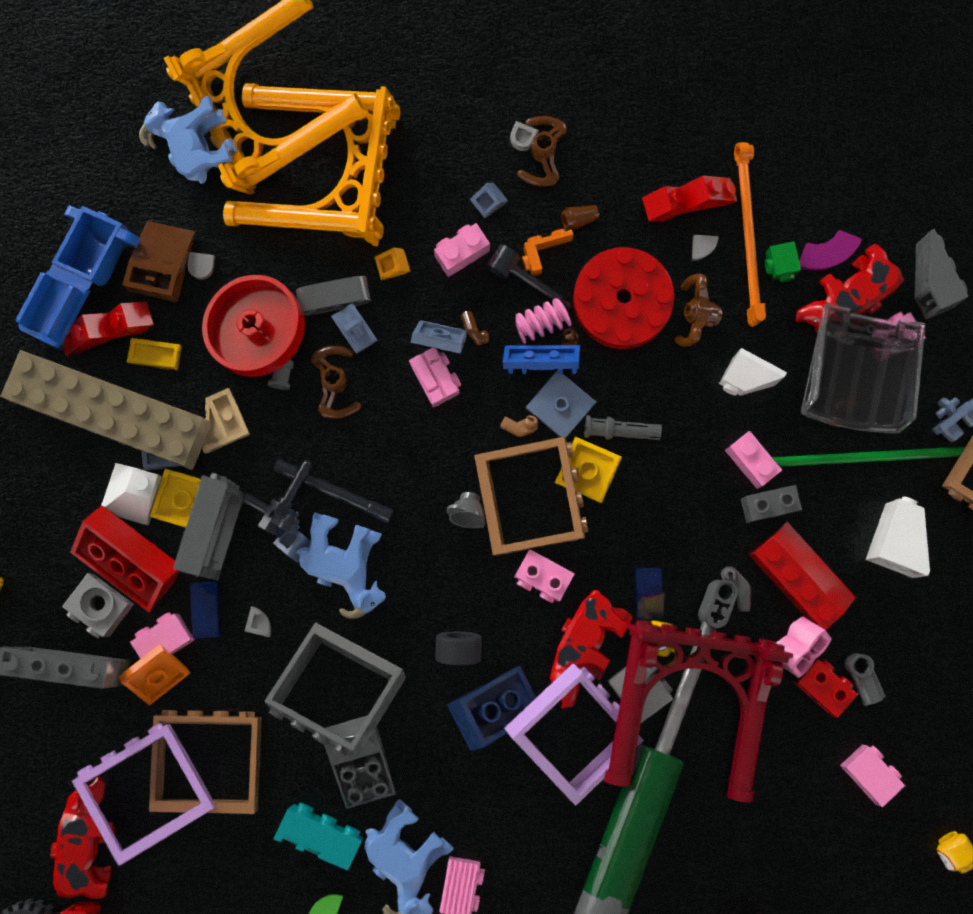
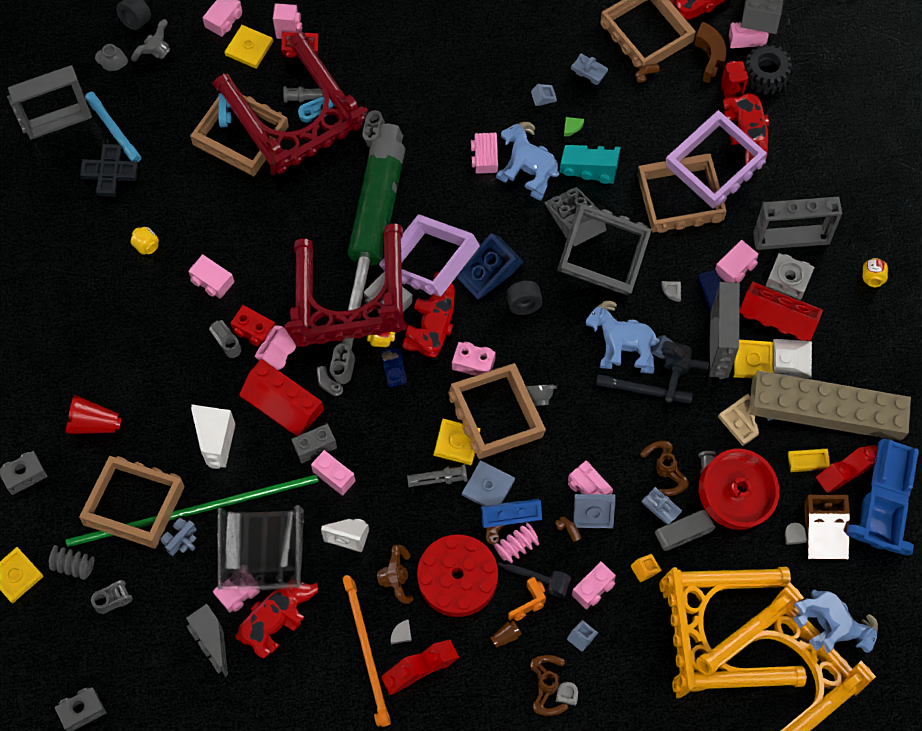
camera: 170 degrees right, 15 degrees down
(154, 674) = (734, 237): orange tile -> none
(520, 428) = (516, 462): medium nougat arm -> none
(782, 262) = (335, 630): green brick -> none
(829, 254) = (297, 649): magenta tile -> none

